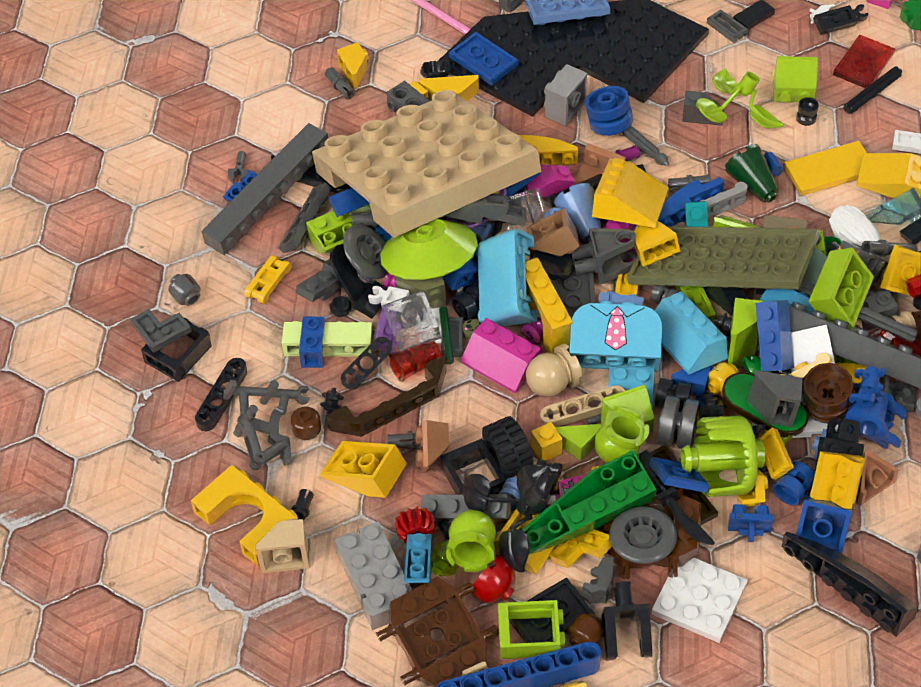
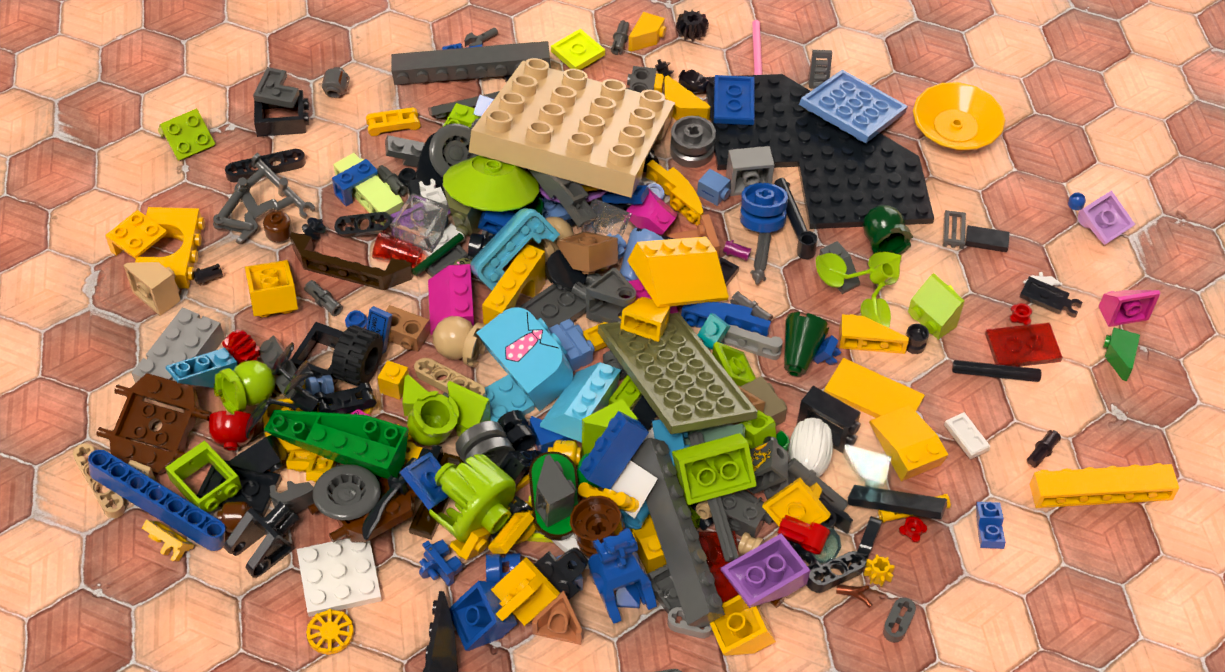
camera: 45 degrees right, 0 degrees up
(126, 426) = (186, 134): none -> lime bracket
(214, 527) = (134, 235): none -> yellow bracket
(325, 114) = (577, 50): none -> neon yellow plate
(336, 316) = (392, 180): none -> dark grey axle
(377, 33) = (692, 25): none -> black gear
(404, 75) = (662, 68): none -> black wheel
(433, 442) = (318, 306): nougat slope -> none
(457, 432) = (356, 318): none -> blue plate
(488, 411) = (379, 322): none -> blue tile
(498, 401) = (408, 329): none -> medium nougat brick
(500, 103) = (692, 141): none -> flat silver wheel
(540, 577) = (262, 456): none -> black slope
(554, 126) = (713, 187): none -> medium blue brick
(661, 109) = (806, 239): none -> black piece
(698, 58) = (887, 230): none -> dark green tile
(749, 635) = (330, 631): none -> yellow wheel
(779, 134) = (868, 335): none -> yellow slope
(836, 193) = (835, 411): none -> black window
(837, 43) = (1021, 314): none -> red plate

